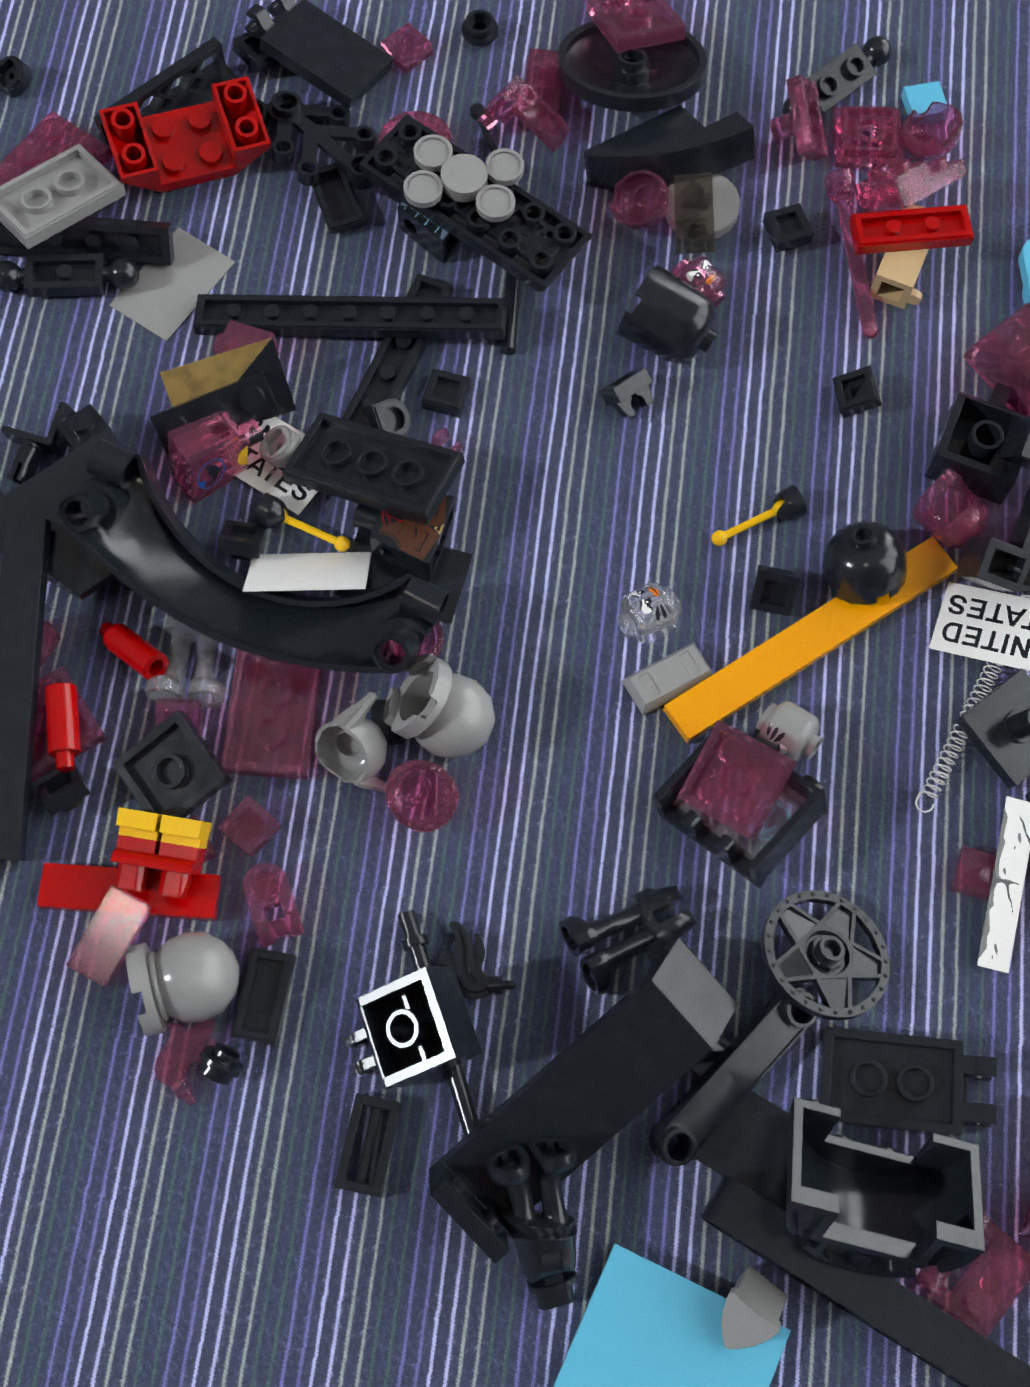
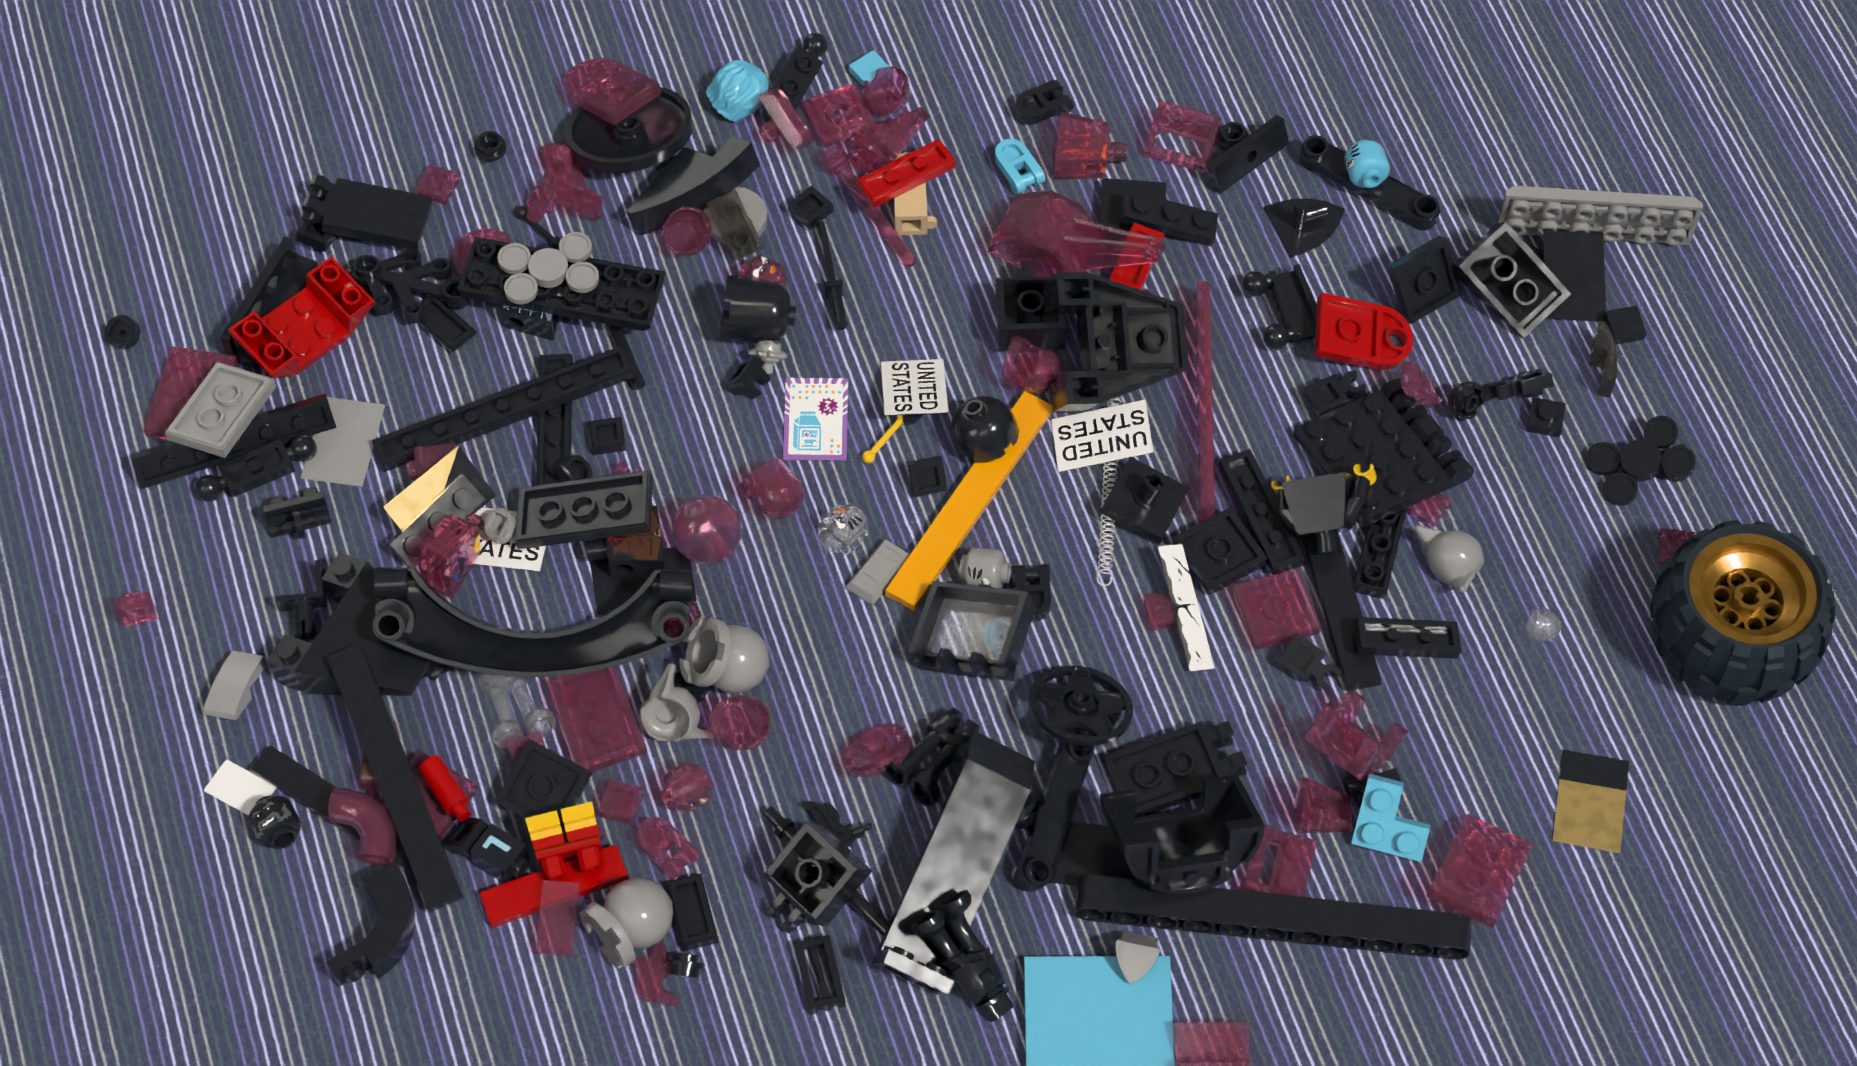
camera: 25 degrees left, 10 degrees down
(78, 342) = (296, 514): none -> black hips
(86, 829) = (500, 855): none -> black brick
(133, 650) = (466, 716): red cylinder -> none
(242, 540) = (507, 605): black plate -> none
(273, 512) = (520, 577): hinge -> none
(308, 572) = (571, 605): white sticker -> none
(327, 843) = (686, 787): none -> clear pink head
(496, 548) = (707, 529): none -> clear pink piece
(561, 899) = (876, 748): none -> clear pink plate
(597, 532) = (777, 485): none -> clear pink helmet
(663, 373) = (770, 353): none -> light grey plant
(682, 469) = (815, 419): none -> sticker
(737, 780) = (962, 612): clear pink plate -> none
(766, 66) = (737, 90): none -> medium azure hair
(771, 326) = (833, 286): none -> black sword
(807, 480) = (914, 387): none -> white sticker
(838, 790) = (1039, 593): none -> black plate
(857, 391) = (920, 309): black tile -> none

